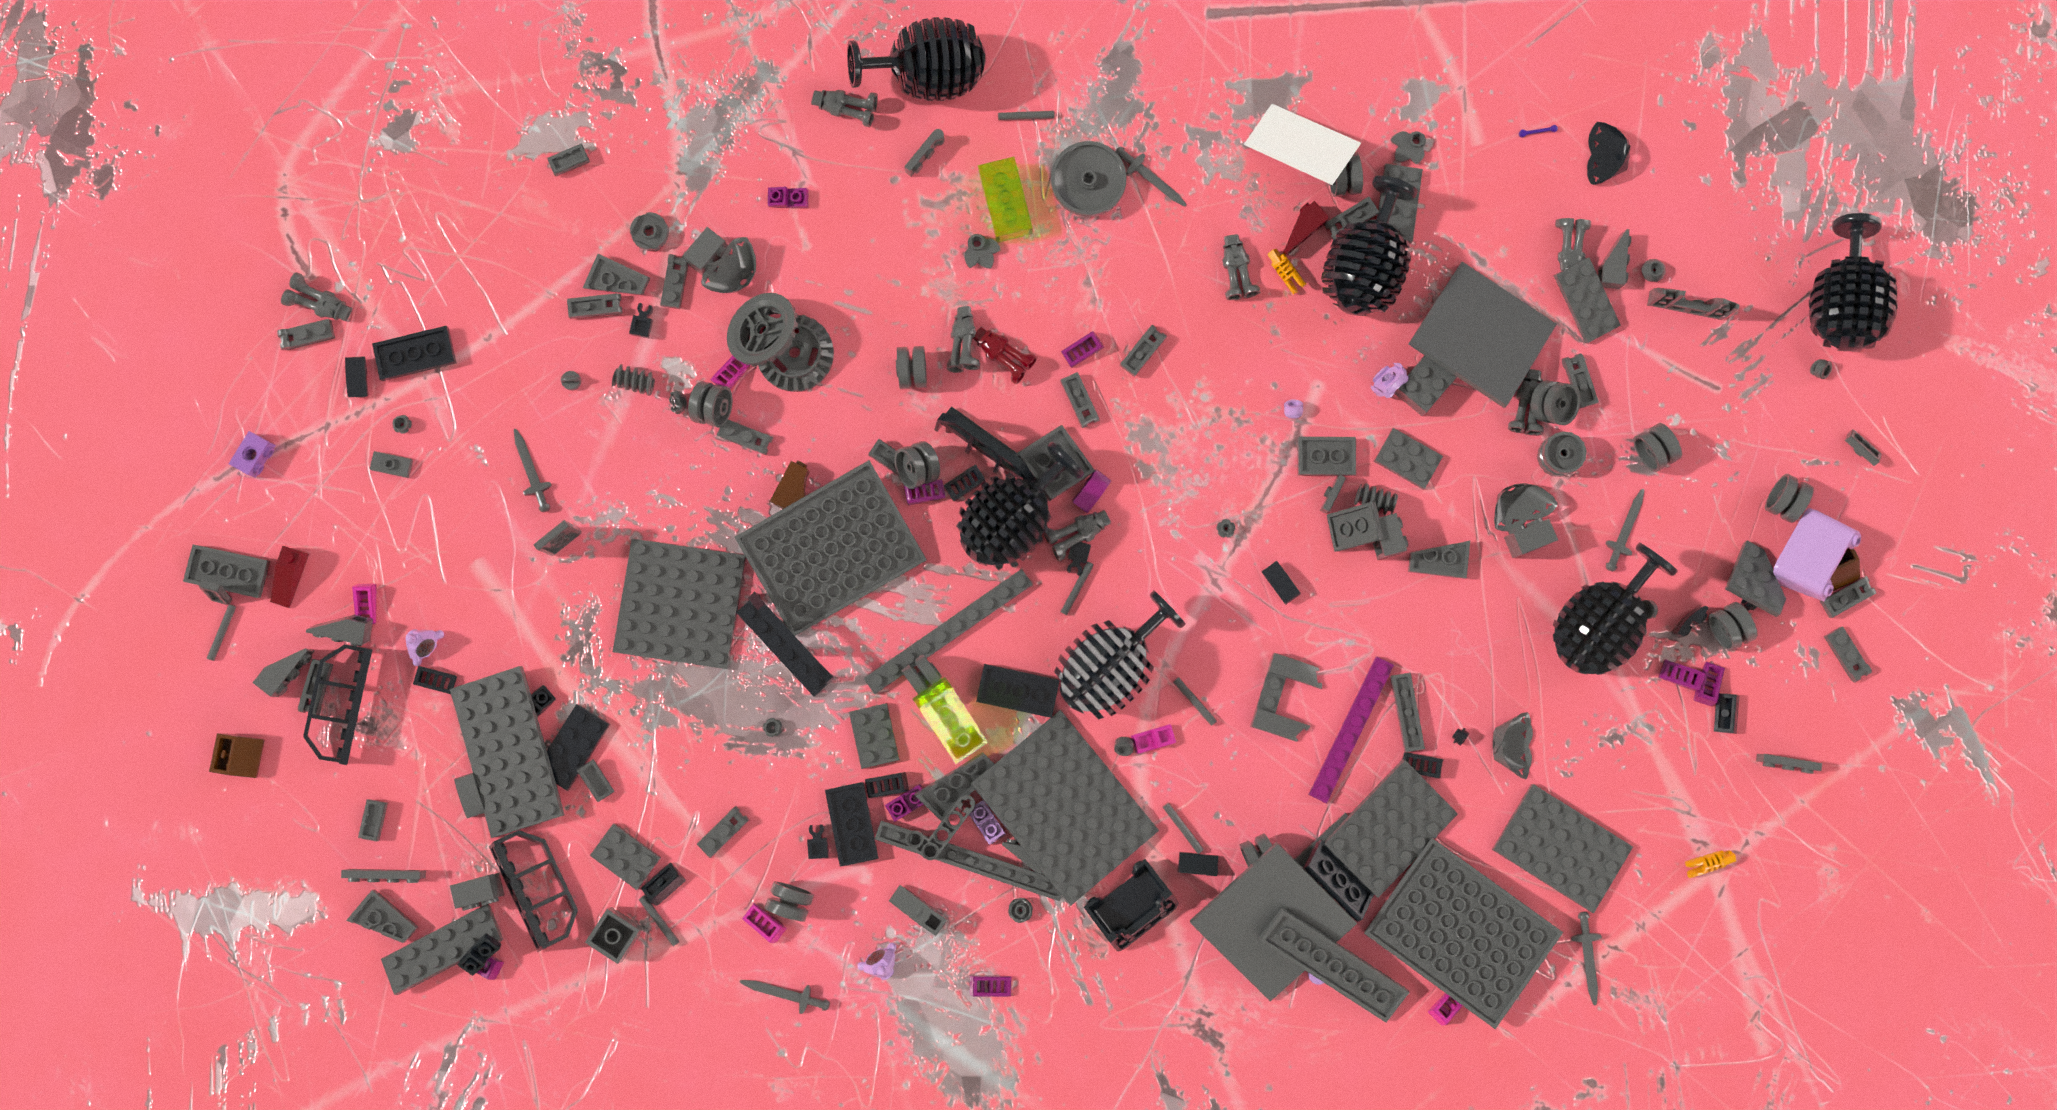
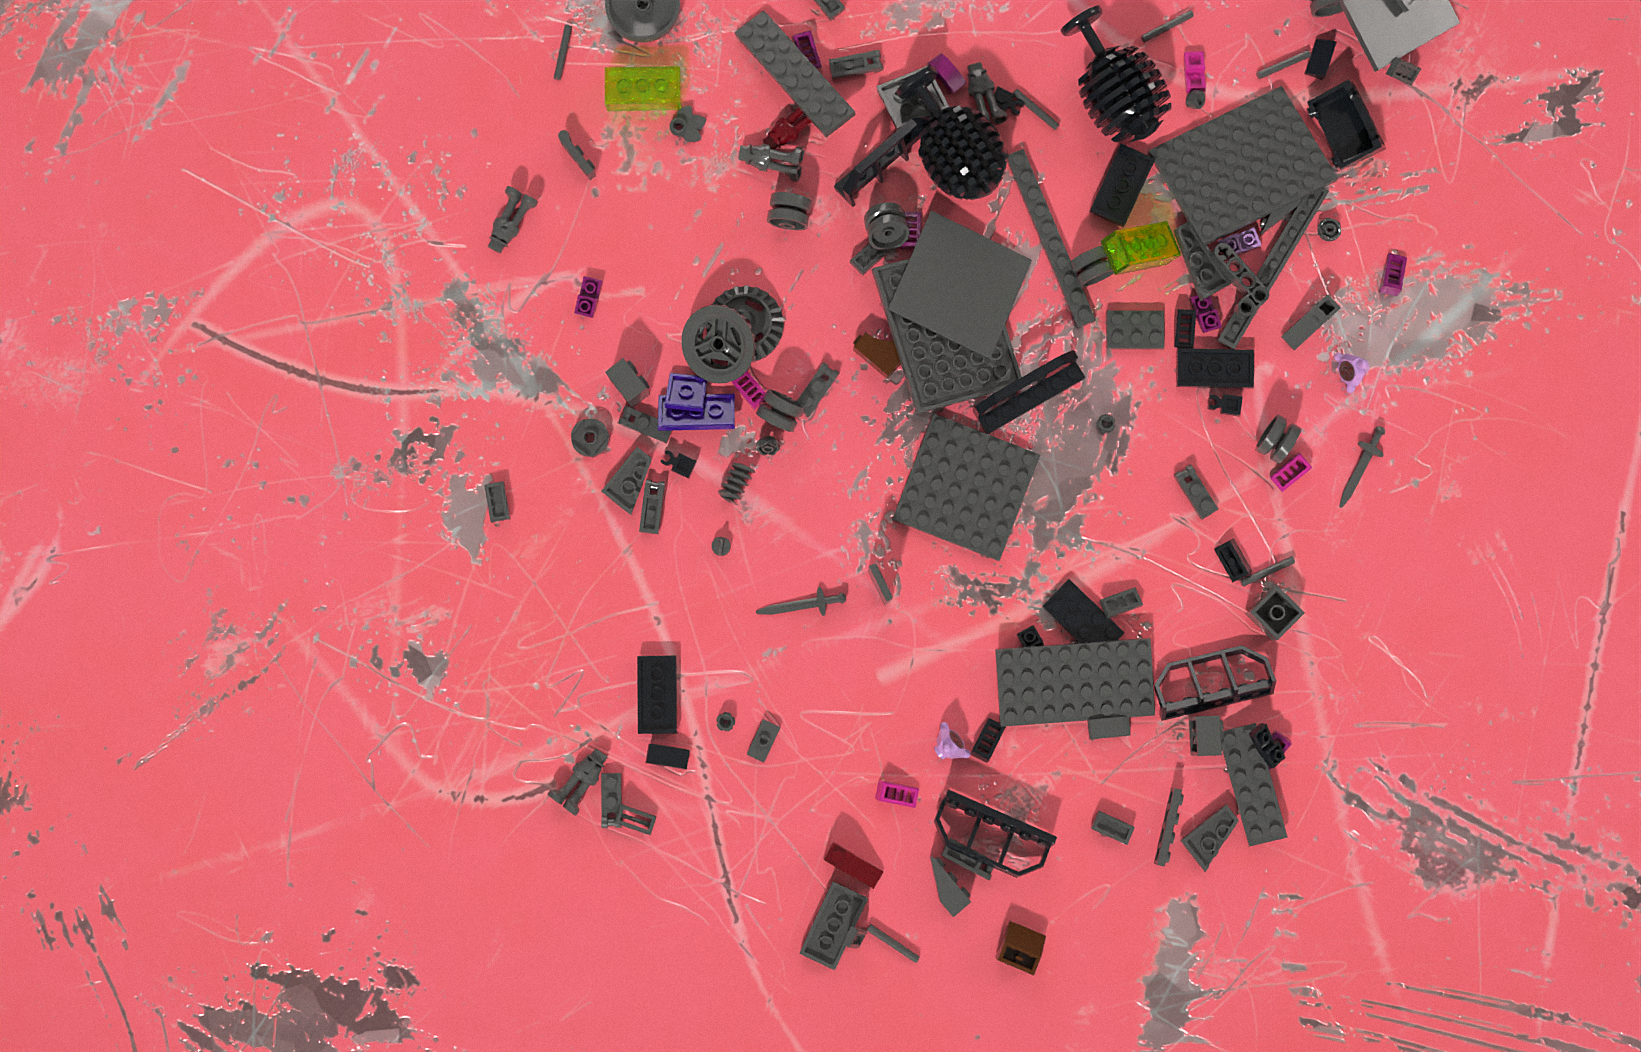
camera: 75 degrees left, 0 degrees up
(242, 457) = (725, 887): medium lavender brick -> none
(283, 343) = (619, 814): none -> dark grey tile
(350, 629) = (919, 814): dark grey slope -> none
(625, 856) = (1199, 590): dark grey plate -> none
(695, 326) = (716, 414): none -> dark purple tile
(712, 311) = (685, 392): none -> tile
(732, 268) = (648, 361): dark grey piece -> none
(876, 551) = (960, 284): none -> dark grey piece
(931, 59) = (489, 124): black plant -> none
(981, 480) = (904, 175): black slope -> none
(1052, 341) = (795, 74): none -> dark grey plate
(1200, 951) = (1403, 71): none -> dark grey plate

